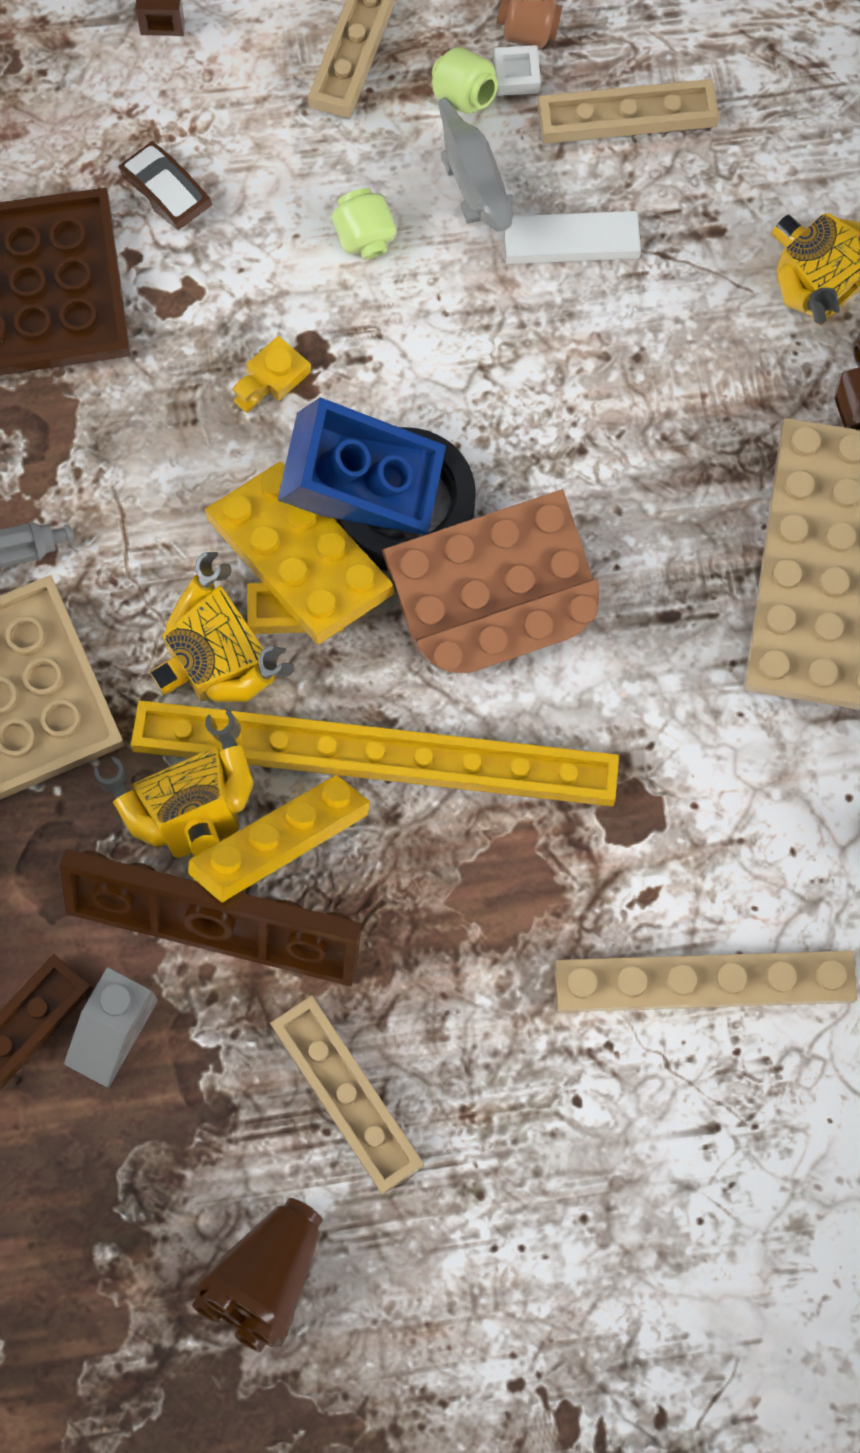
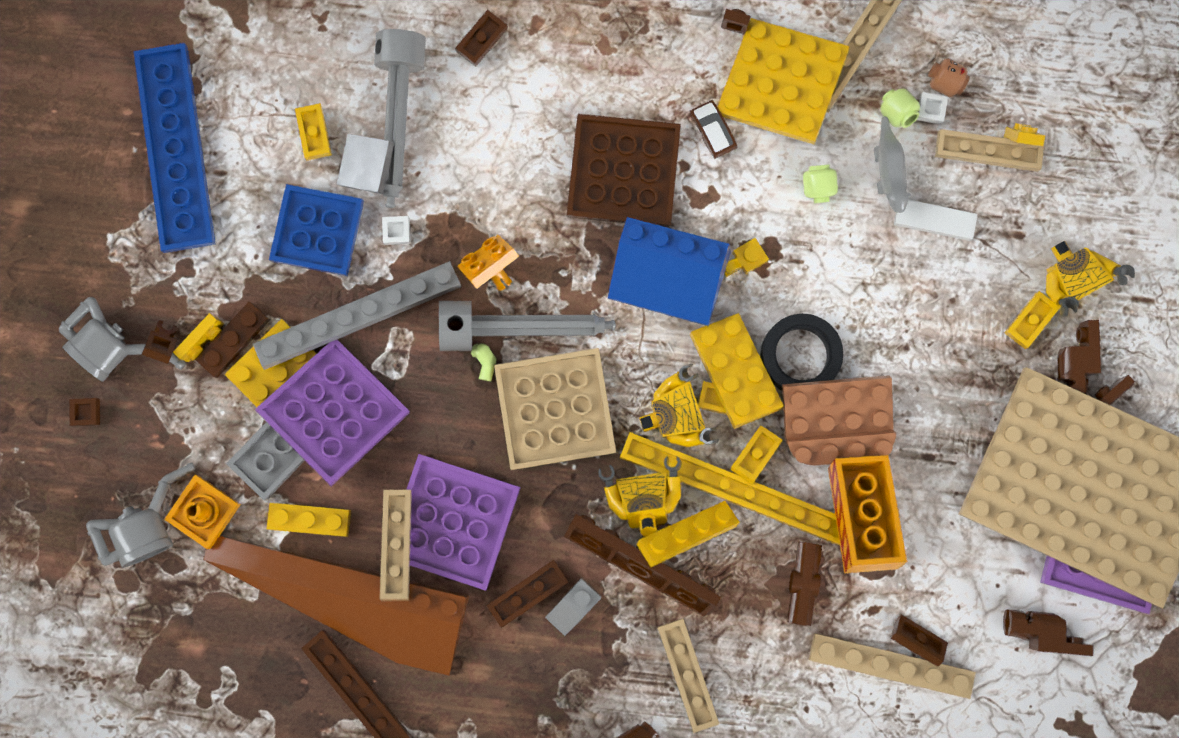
camera: 20 degrees right, 10 degrees up
(141, 418) = (668, 271): none -> blue slope
(260, 85) = (782, 80): none -> yellow plate
(361, 469) = (783, 337): blue slope -> none
(370, 681) = (756, 454): none -> yellow plate
(512, 878) = (804, 583): none -> reddish brown piece
(584, 724) = (866, 514): none -> light orange brick
(676, 65) = (1024, 134): none -> yellow plate
(739, 922) = (919, 640): none -> reddish brown plate
(774, 351) = (1032, 320): none -> yellow plate

